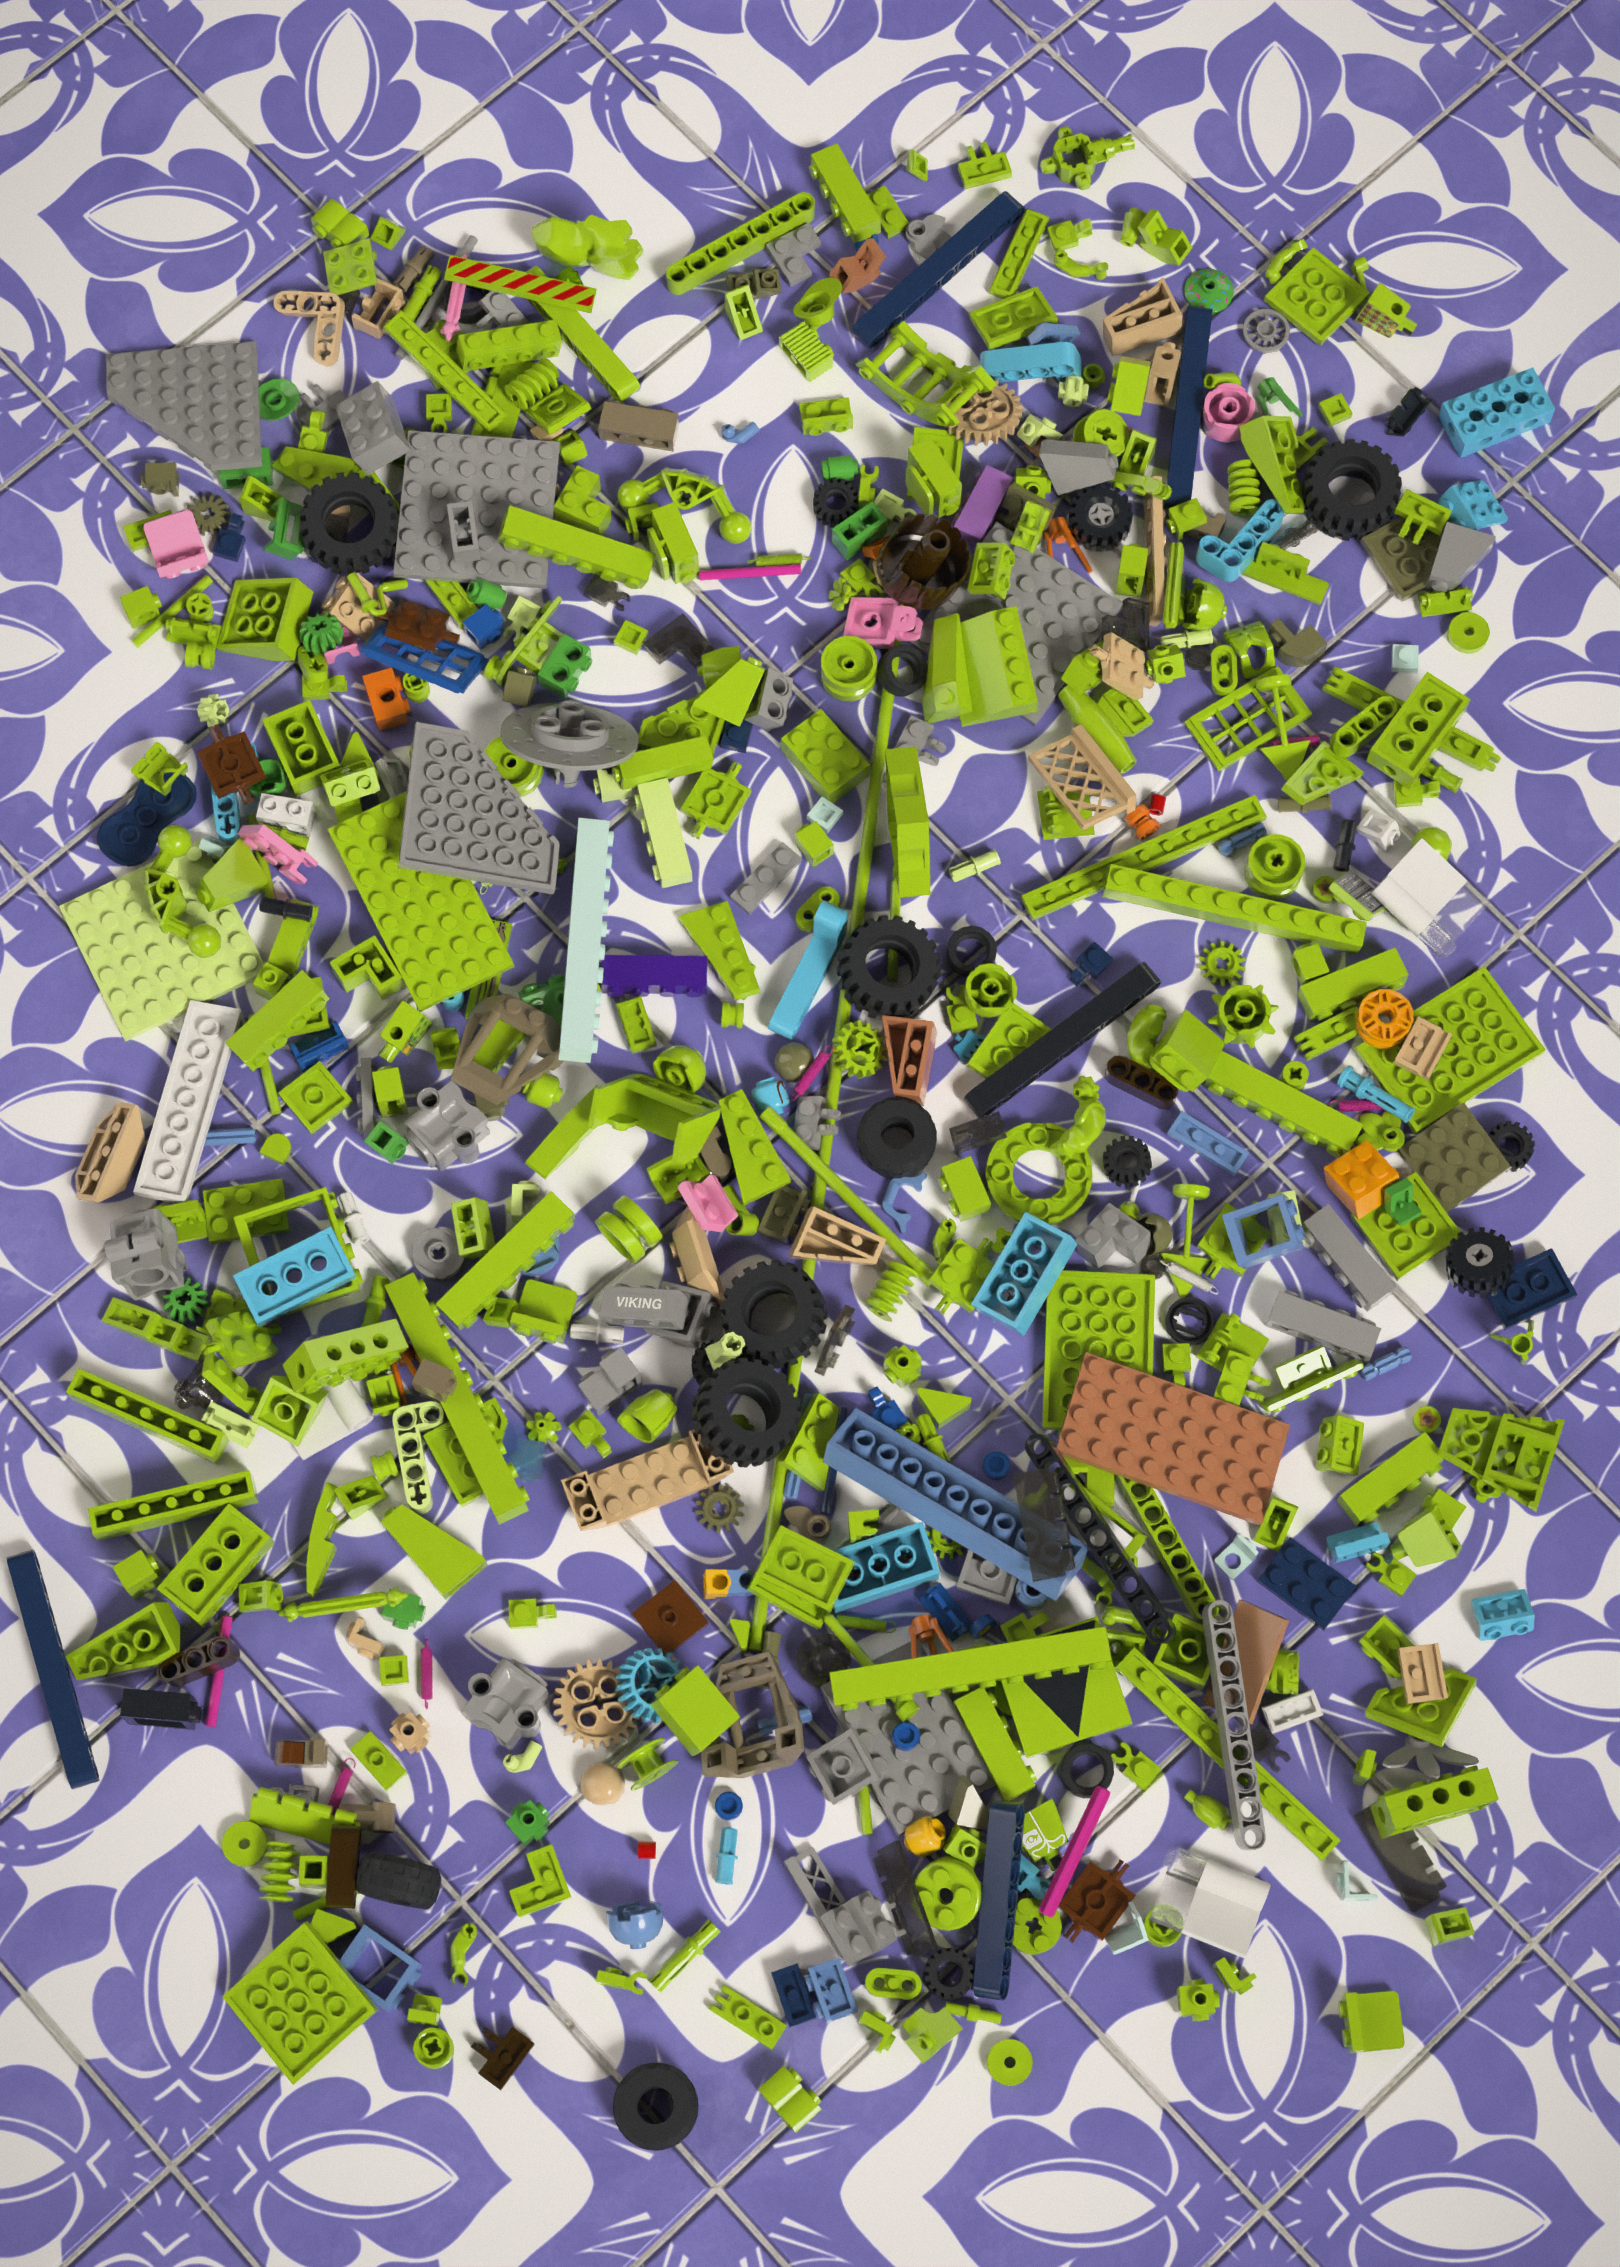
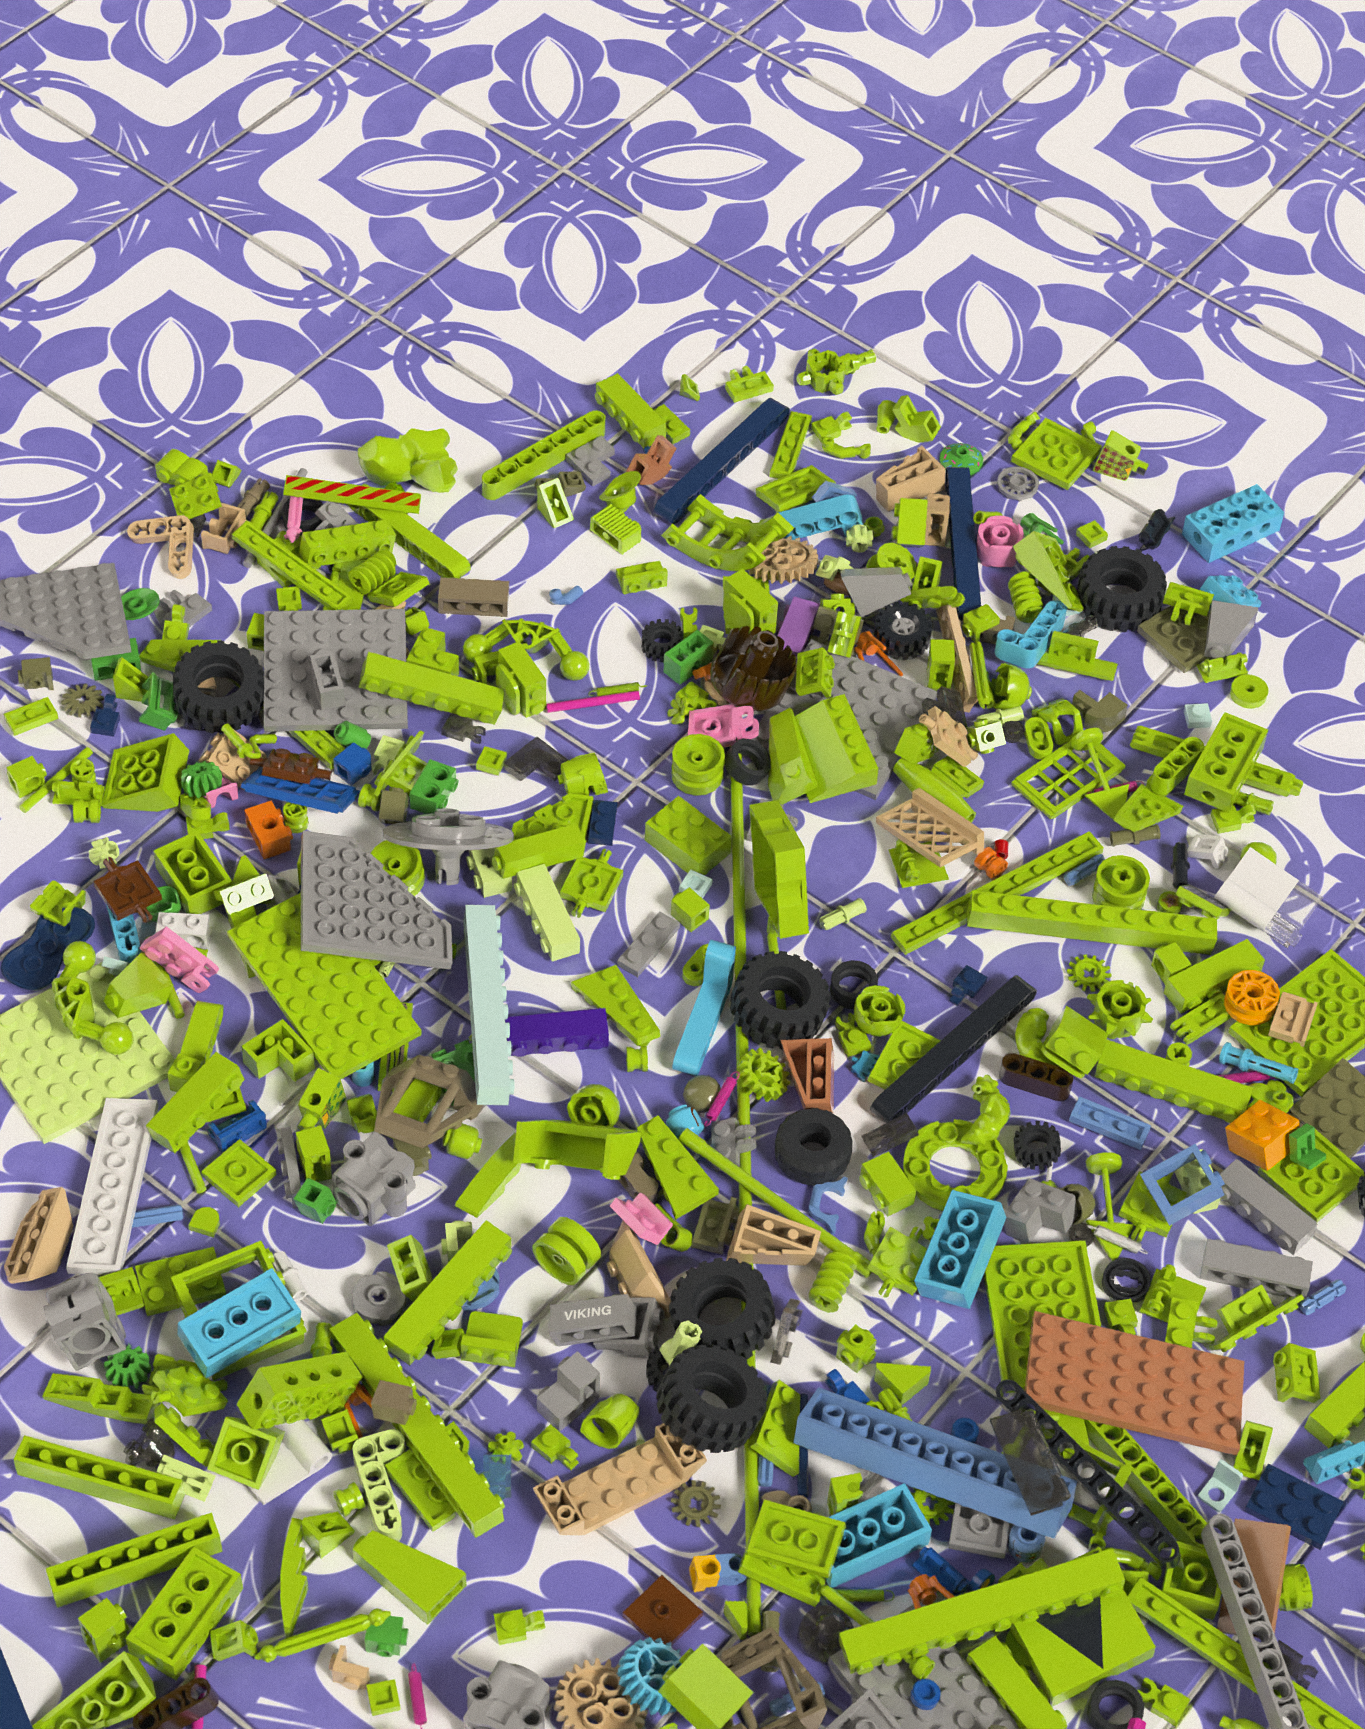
camera: 10 degrees left, 20 degrees down
(176, 544) = (55, 721): bright pink bracket -> none
(286, 909) = (193, 1006): black axle -> none
(372, 428) = (231, 612): light grey brick -> none
(597, 1333) = (546, 1352): white axle -> none
(636, 1024) = (545, 1077): lime plate -> none
(669, 1175) = (596, 1201): lime bracket -> none
(733, 691) = (594, 787): lime slope -> none
(770, 700) = (628, 795): light grey brick -> none
(839, 468) = (661, 611): bright green brick -> none
(932, 234) = (706, 436): light grey plate -> none
(1292, 1711) = (1308, 1627): white plate -> none

